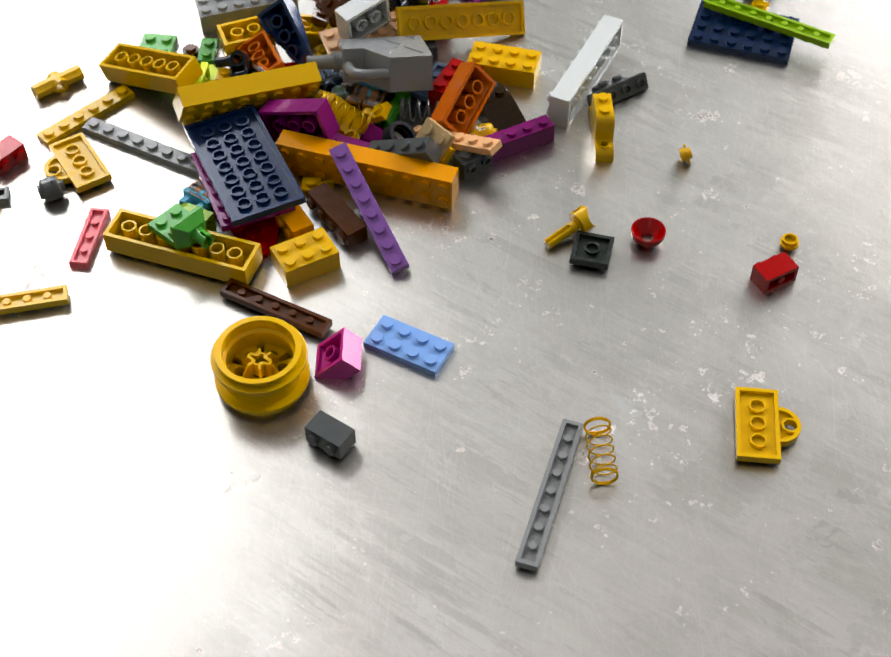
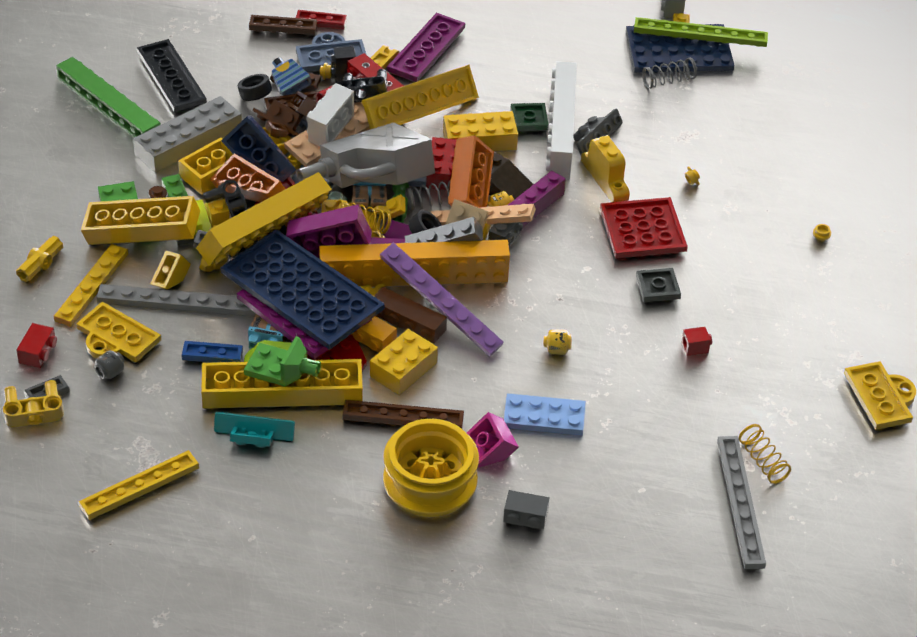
camera: 25 degrees left, 5 degrees down
(89, 238) = (177, 402): coral tile -> none
(134, 283) = (253, 429): none -> teal bracket
(143, 201) = (211, 352): none -> blue plate
(153, 120) = (170, 270): none -> yellow slope
(460, 278) = (558, 341): none -> yellow head
(556, 60) = (530, 116): none -> dark green plate
(578, 222) = (634, 261): yellow piece -> none
(597, 315) = (696, 341): none -> red brick
(609, 190) = (643, 227): none -> red plate
(648, 227) = (699, 251): red piece -> none
(694, 49) = (651, 73): none -> light grey piece
(774, 272) = (824, 262): red brick -> none

